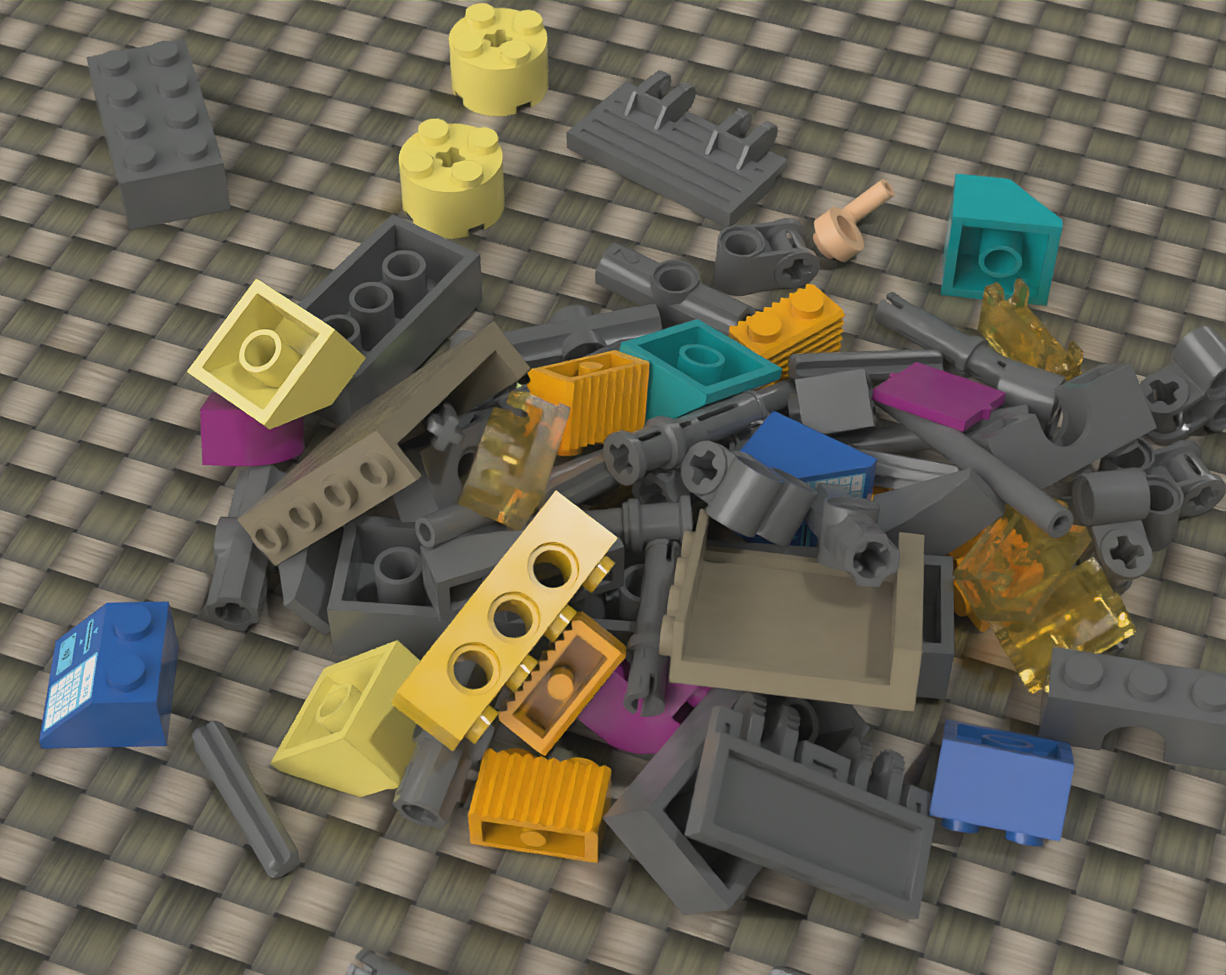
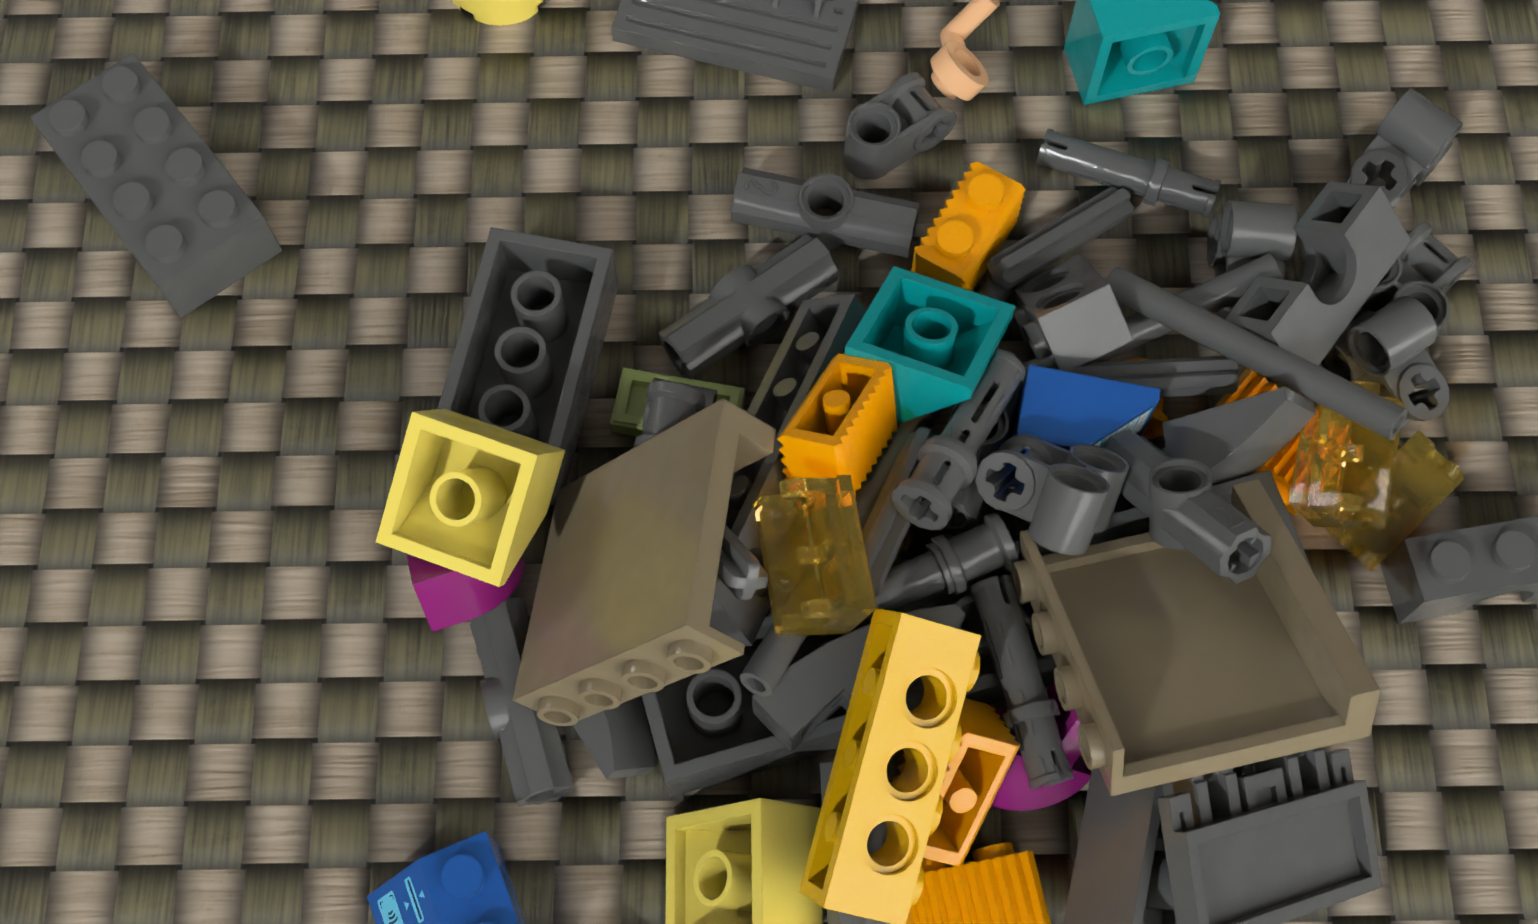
camera: 20 degrees left, 20 degrees up
(452, 178) = (519, 137): light yellow brick -> none
(939, 396) = (1181, 277): magenta piece -> none
(1002, 782) = (1429, 703): slope -> none
(1021, 336) = (1201, 143): clear yellow hinge -> none

